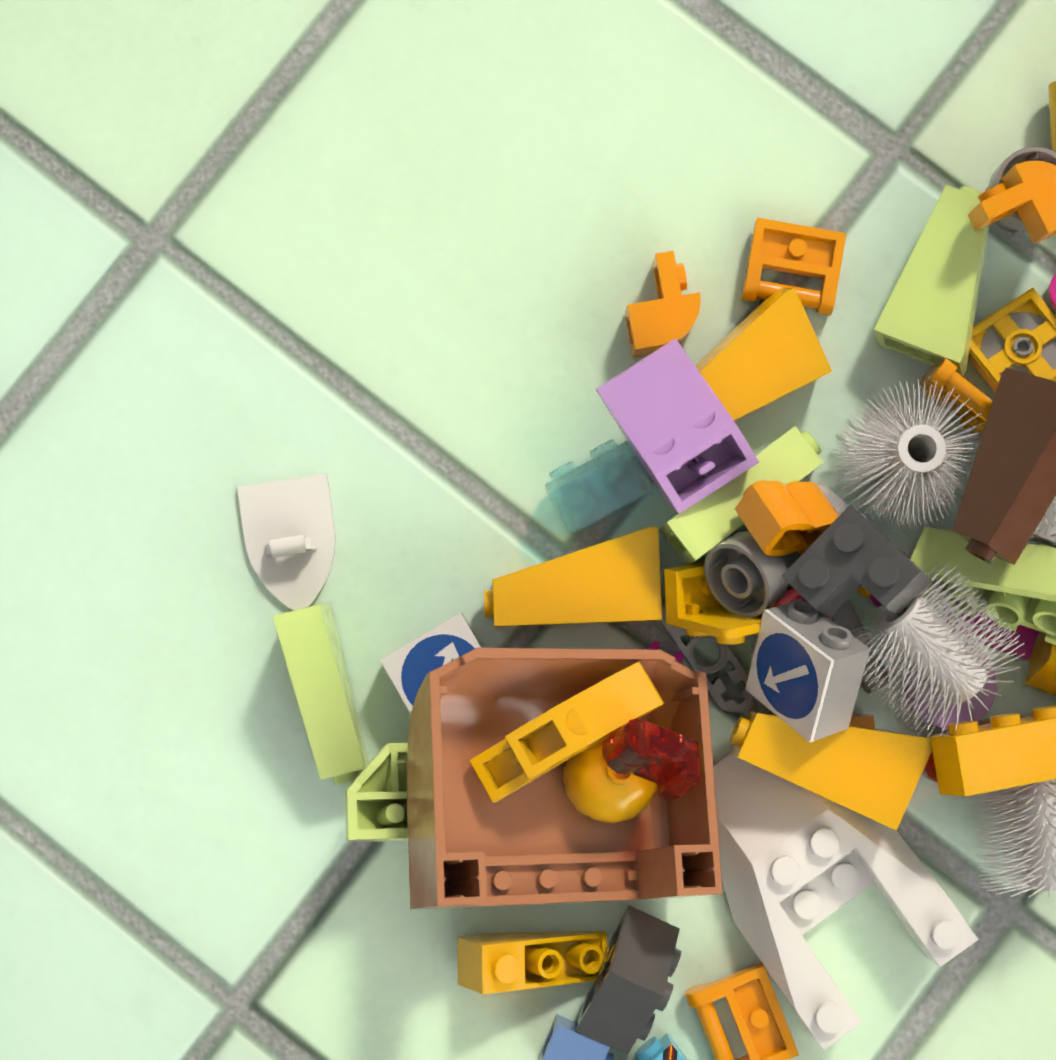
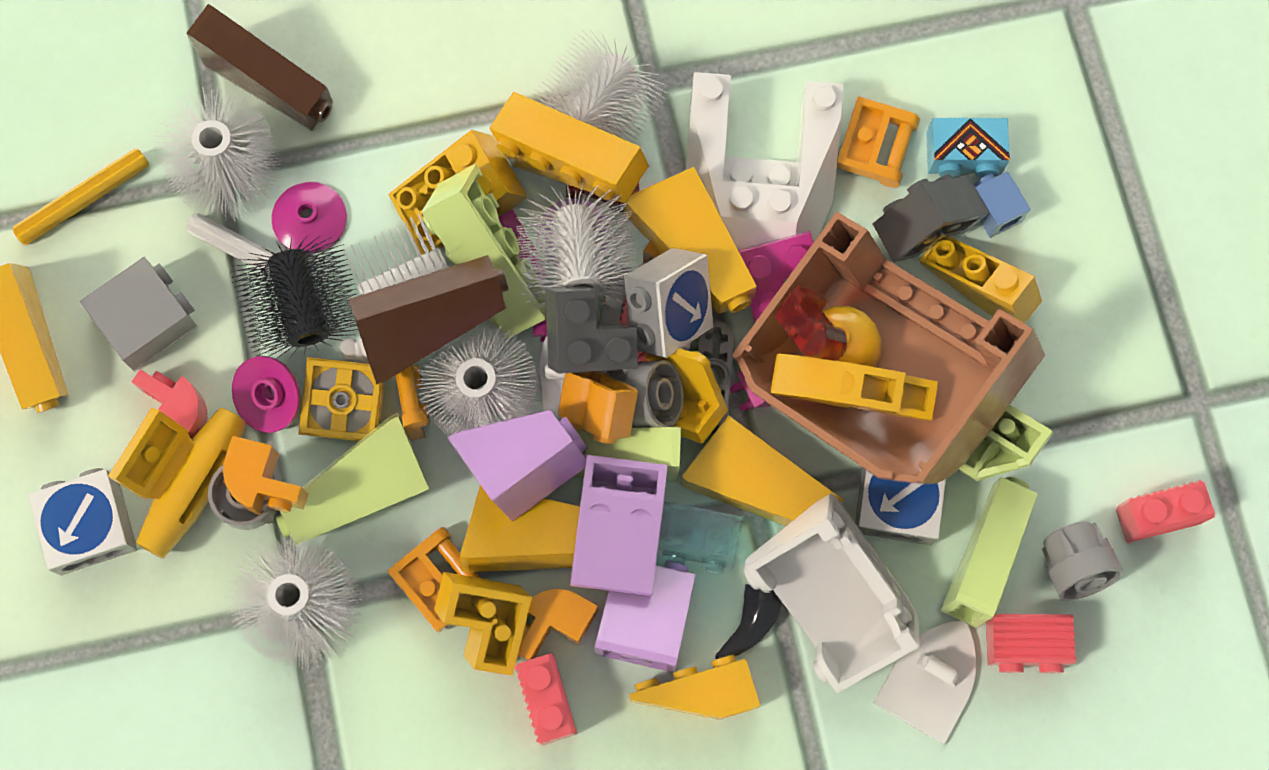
camera: 140 degrees left, 10 degrees down
(190, 863) = (1165, 511): none -> coral brick
(226, 638) = (1030, 641): none -> coral brick
(235, 748) = (1080, 561): none -> light grey piece
(432, 537) = (837, 593): none -> white windscreen
(474, 359) = (708, 694): none -> yellow slope
(488, 467) = (758, 617): none -> black bar
(568, 367) = (648, 627): none -> lavender slope
(612, 237) = (545, 699): none -> coral brick
(727, 264) = (493, 613): none -> yellow brick
(743, 800) = (772, 264): none -> dark pink plate
(814, 405) = (522, 458): none -> lavender slope
(900, 134) = (306, 613): none -> white piece

